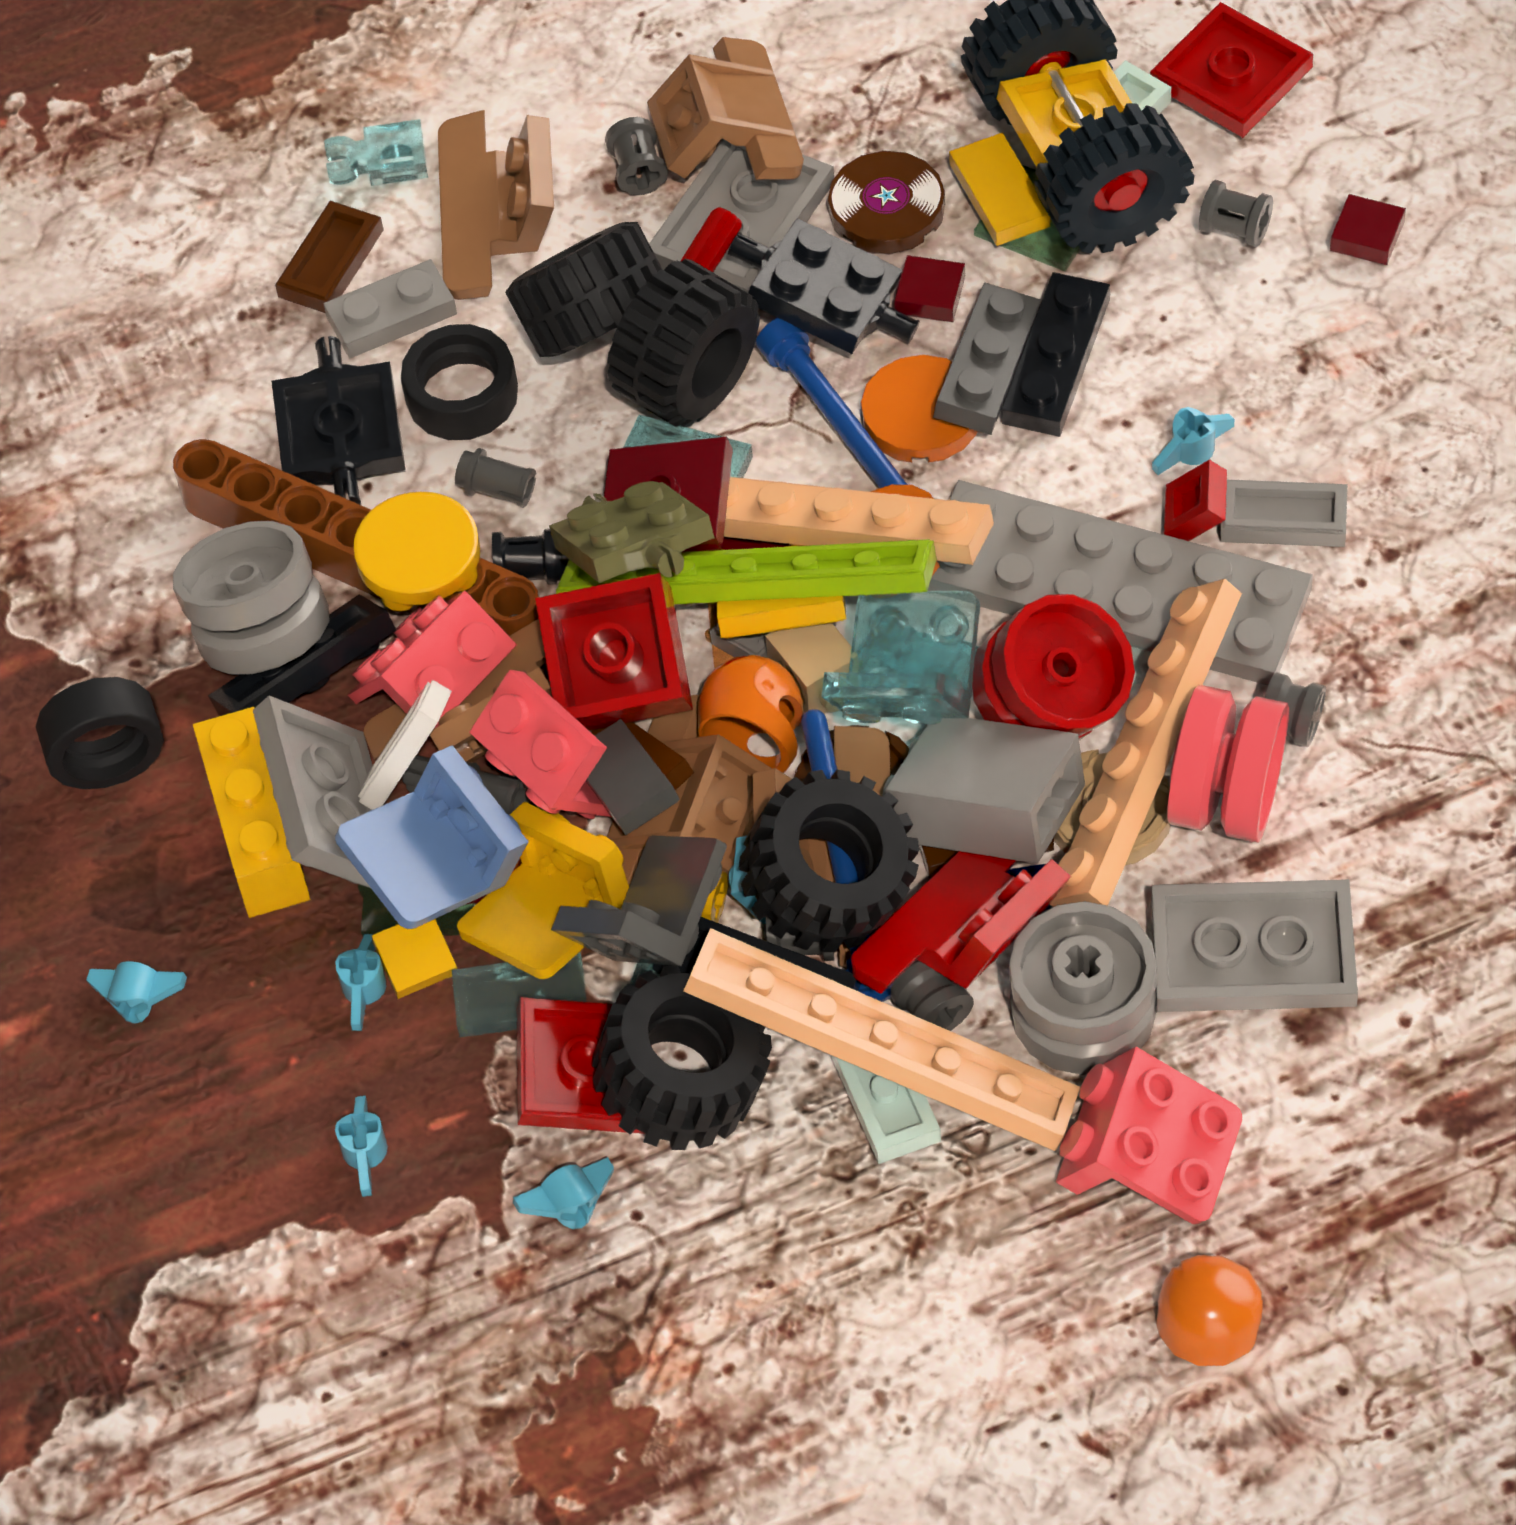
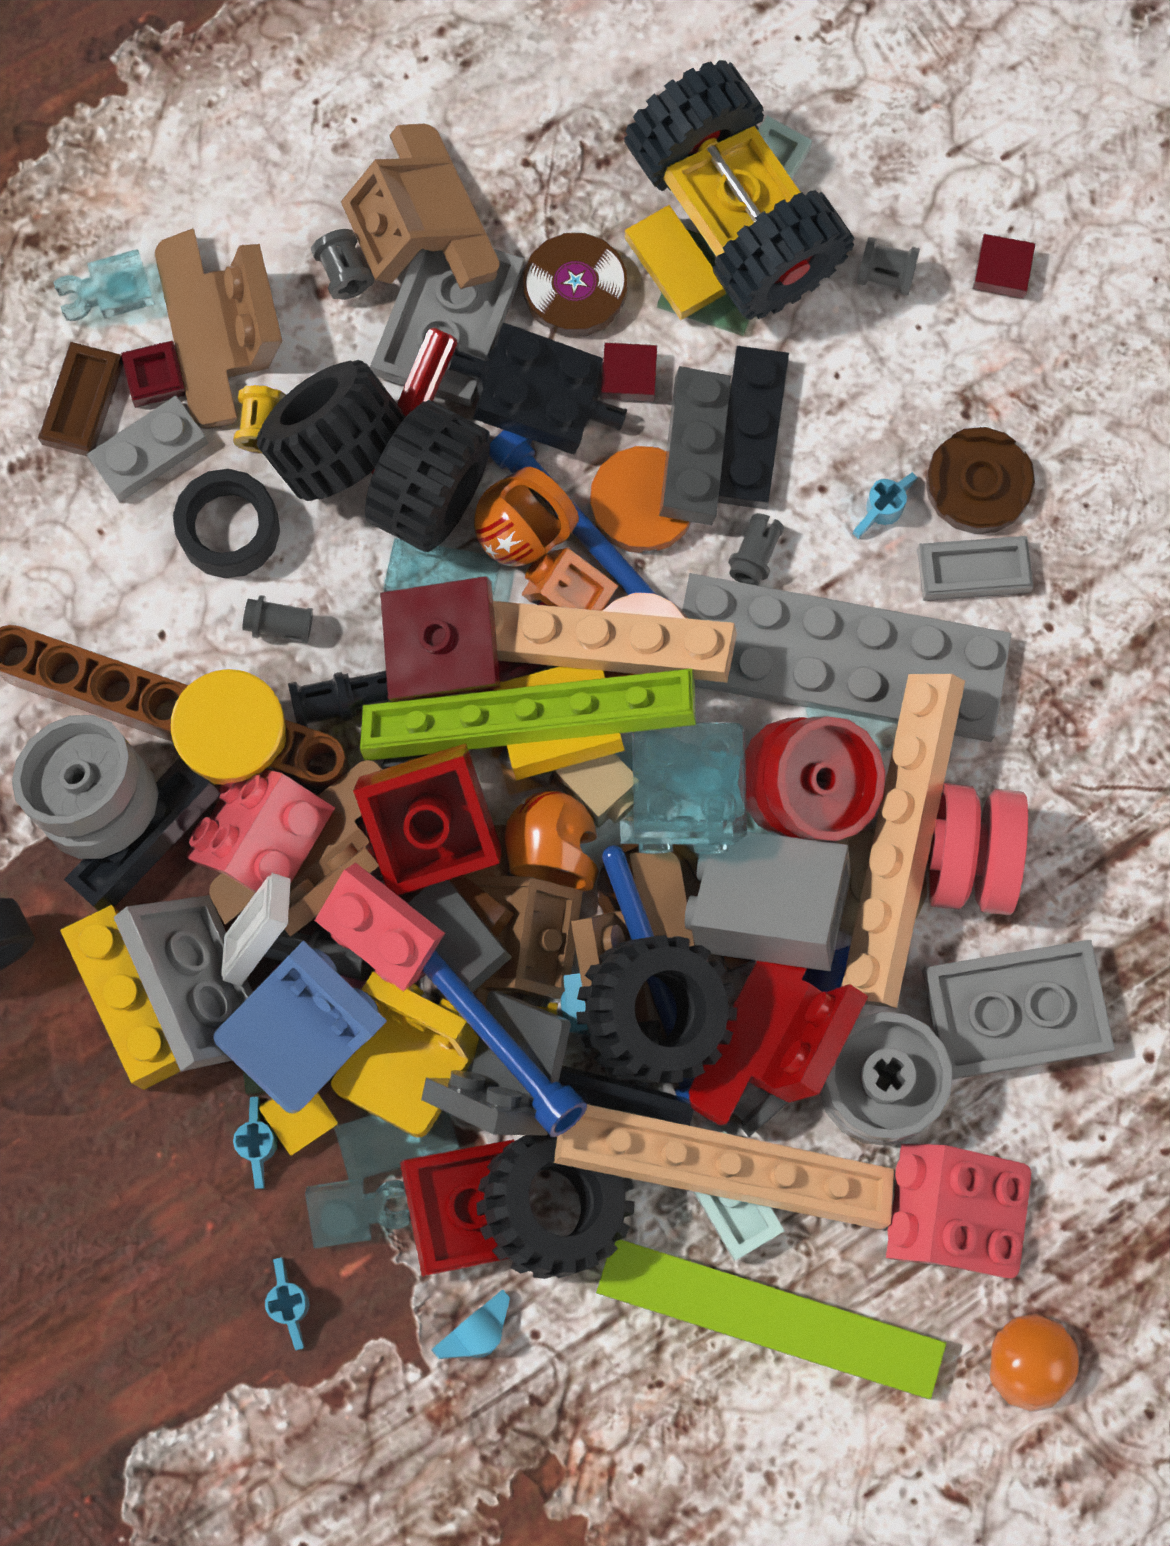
camera: 15 degrees left, 20 degrees up
(135, 988) = (57, 1184): medium azure piece -> none
(338, 422) = (124, 582): black plate -> none
(411, 239) = (153, 373): none -> dark red tile
(446, 1054) = (344, 1212): none -> clear light blue plate
(496, 301) = (256, 406): none -> yellow bush
(633, 532) = (425, 704): olive plate -> none
(692, 918) = (555, 1106): none -> blue piece
(769, 408) = (515, 525): none -> orange helmet
(822, 465) = (567, 581): none -> orange bracket
(912, 1227) = (772, 1318): none -> lime tile
(1038, 465) = (753, 556): none -> dark grey pin
(1195, 501) = (900, 573): red plate -> none
(1232, 69) = (860, 111): red plate -> none
(1304, 706) = (1016, 771): dark grey wheel -> none
(1305, 430) = (980, 480): none -> reddish brown tile

